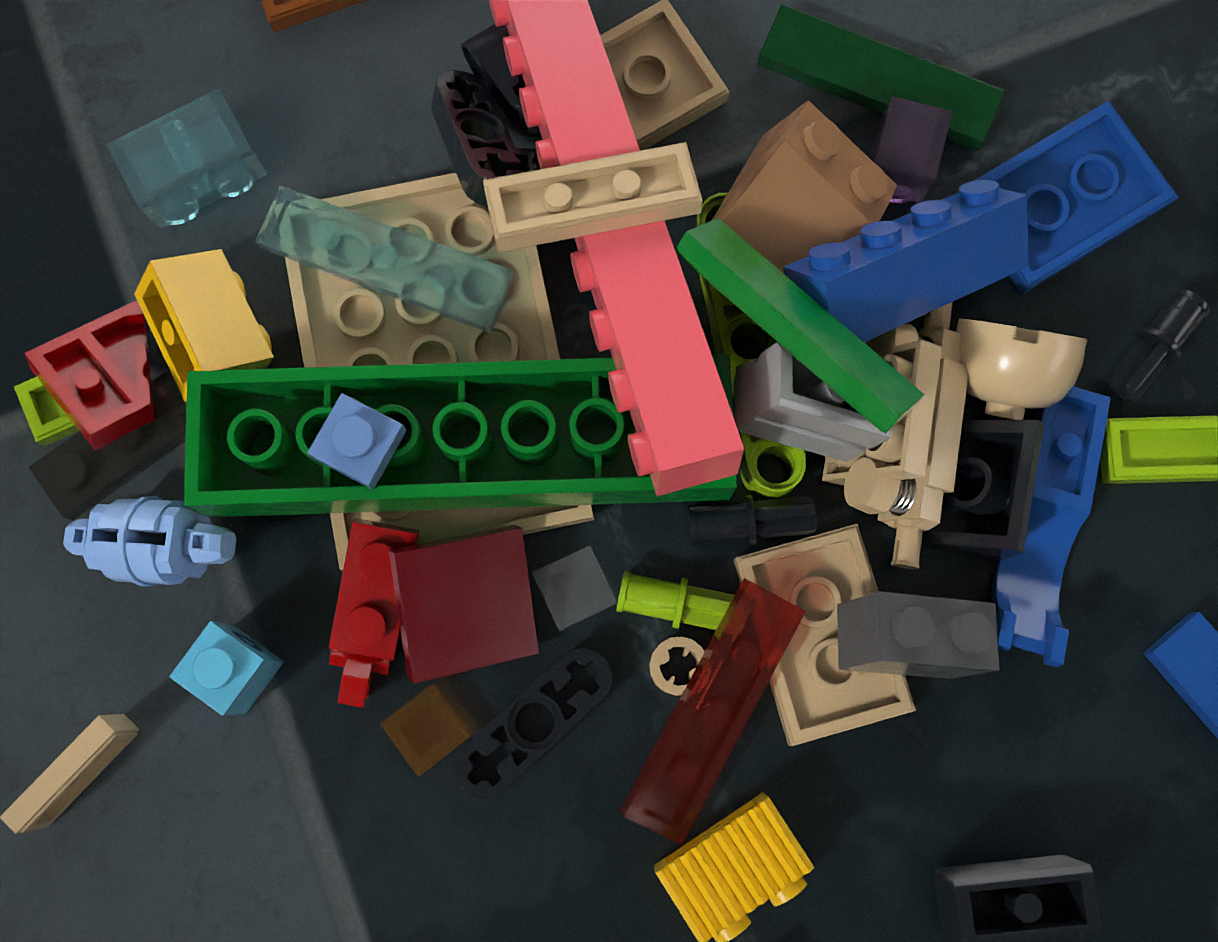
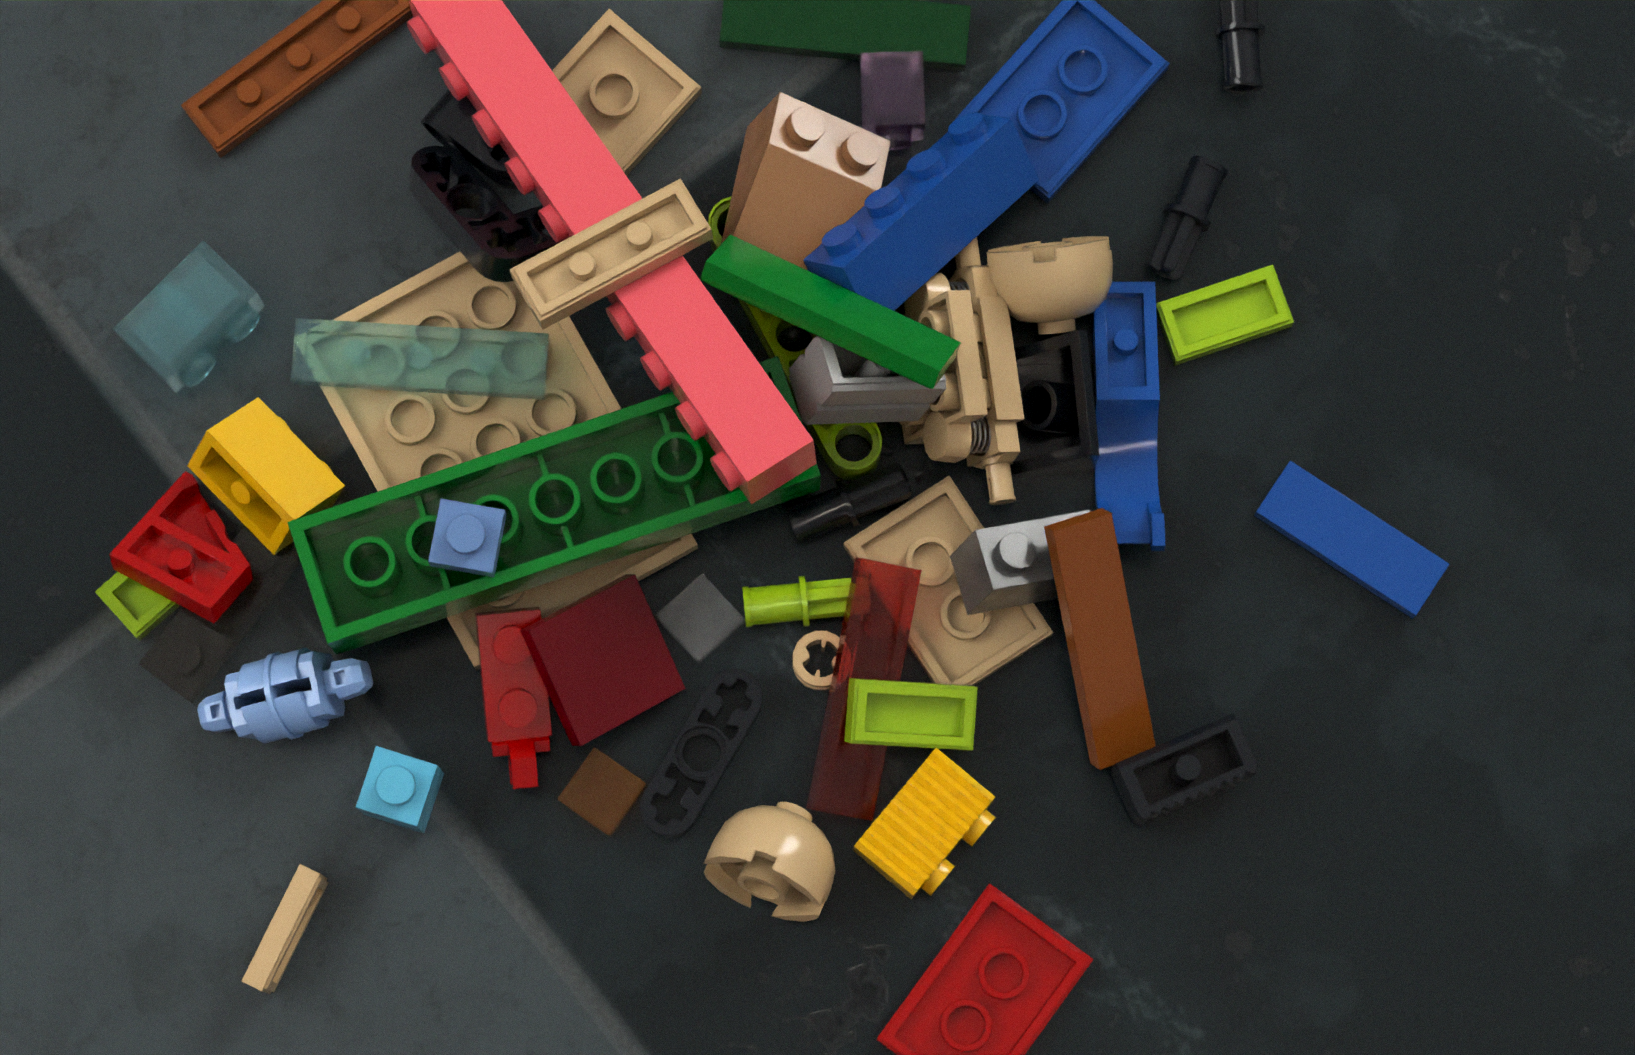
camera: 20 degrees left, 0 degrees up
(572, 858) = (775, 858): none -> tan cylinder
(752, 752) = (910, 714): none -> lime tile
(971, 736) = (1100, 637): none -> dark orange tile

